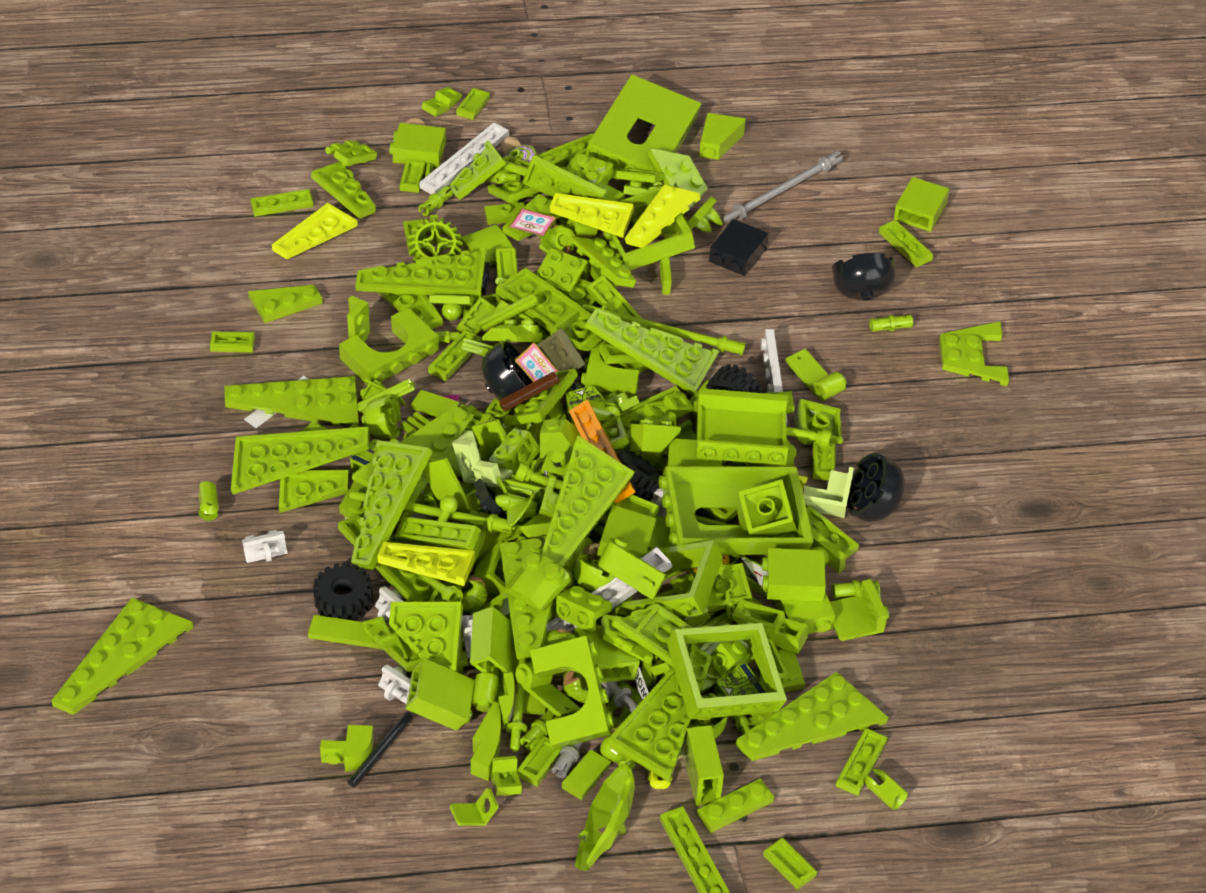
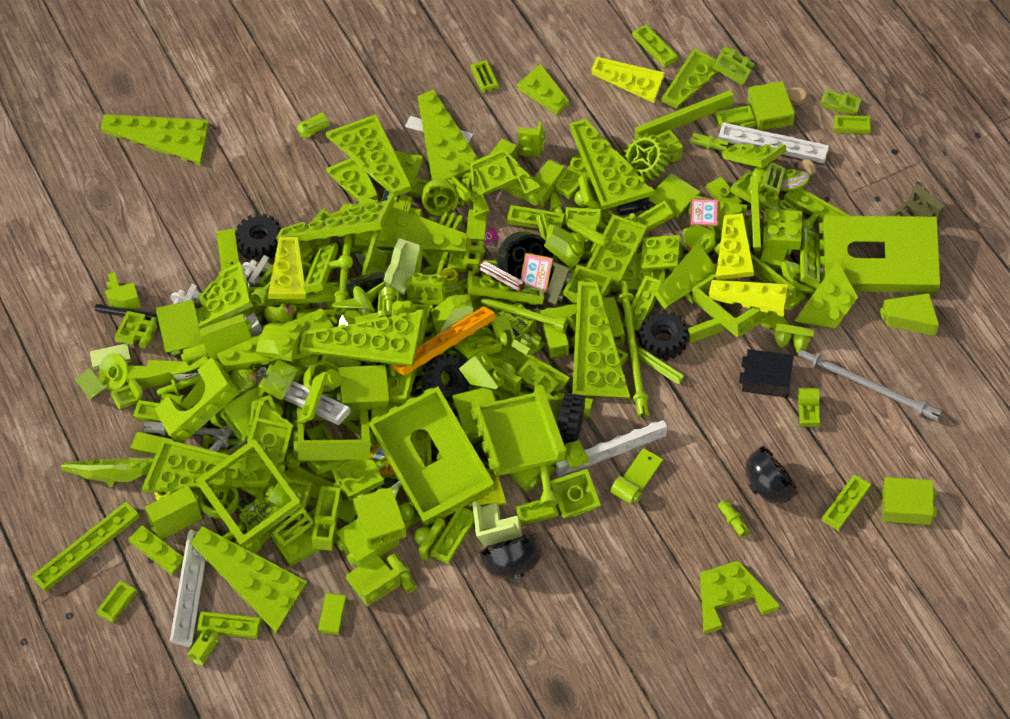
camera: 75 degrees right, 10 degrees up
(264, 546) = (282, 174): white hips -> none
(388, 358) = (495, 173): none -> lime wing
(393, 231) = (686, 115): none -> lime tile
(409, 749) = (130, 329): none -> lime plate
(435, 786) = (98, 355): none -> yellowish green tile
(465, 768) = (113, 371): none -> lime dish
(602, 90) = (921, 205): none -> olive plate
(614, 365) = (559, 323): none -> lime piece
(662, 294) = (664, 324): none -> black tyre
(694, 318) = (660, 365): none -> lime axle
(767, 509) = (436, 477): lime slope -> none
(786, 232) = (808, 407): none -> lime plate
(809, 784) = (188, 594): none -> white plate
(882, 664) = (332, 614): none -> lime tile

